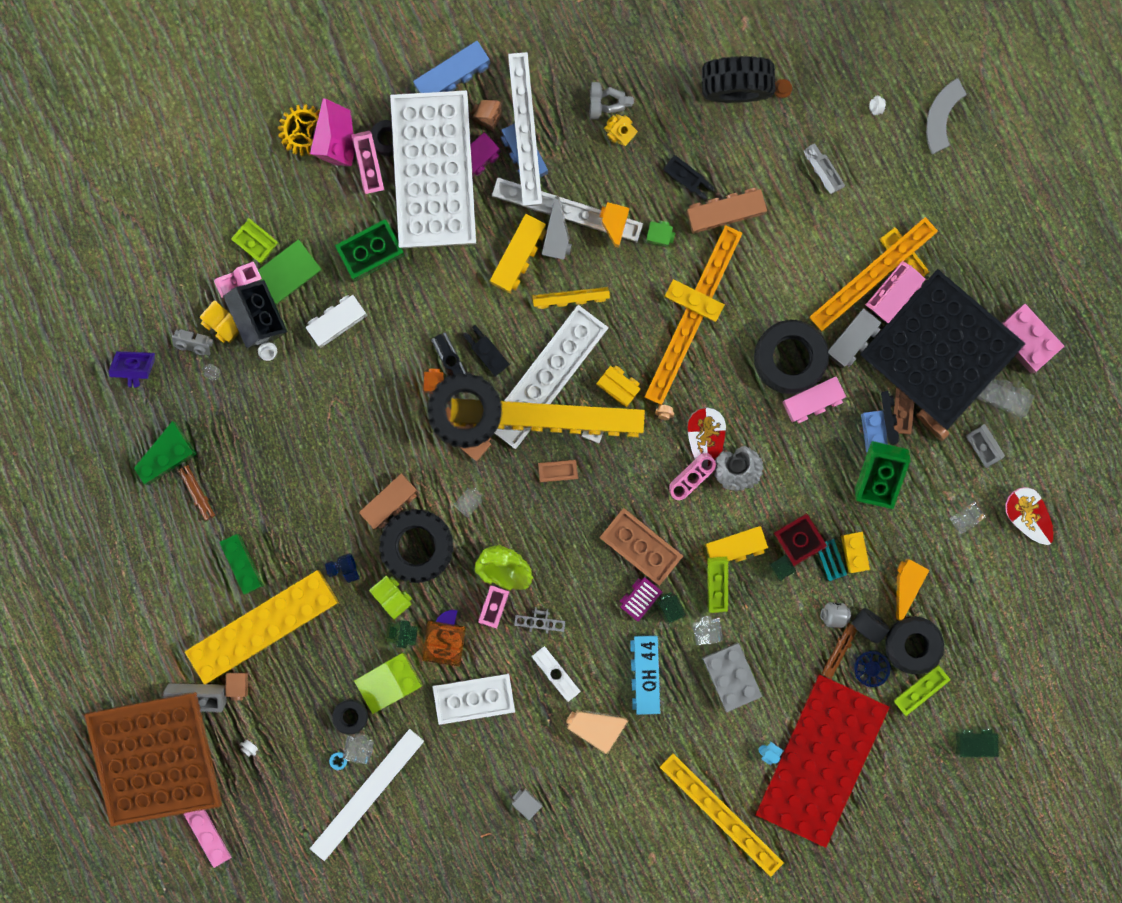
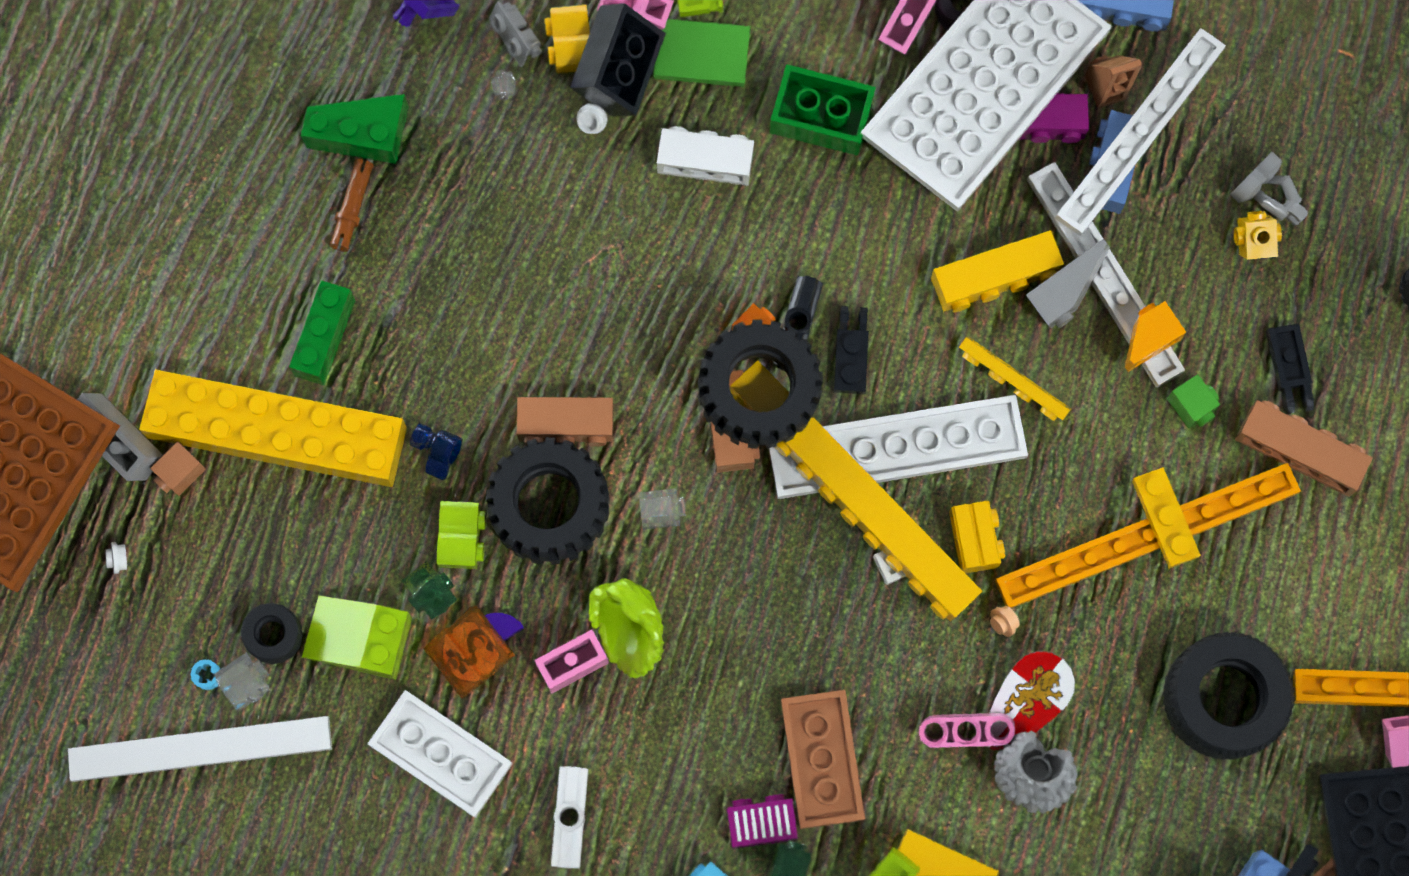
camera: 45 degrees right, 10 degrees down
(544, 620) = (606, 725): light grey piece -> none
(558, 471) = (805, 572): nougat tile -> none
(814, 400) = (1209, 778): bright pink brick -> none
(854, 338) = (1329, 748): light grey brick -> none

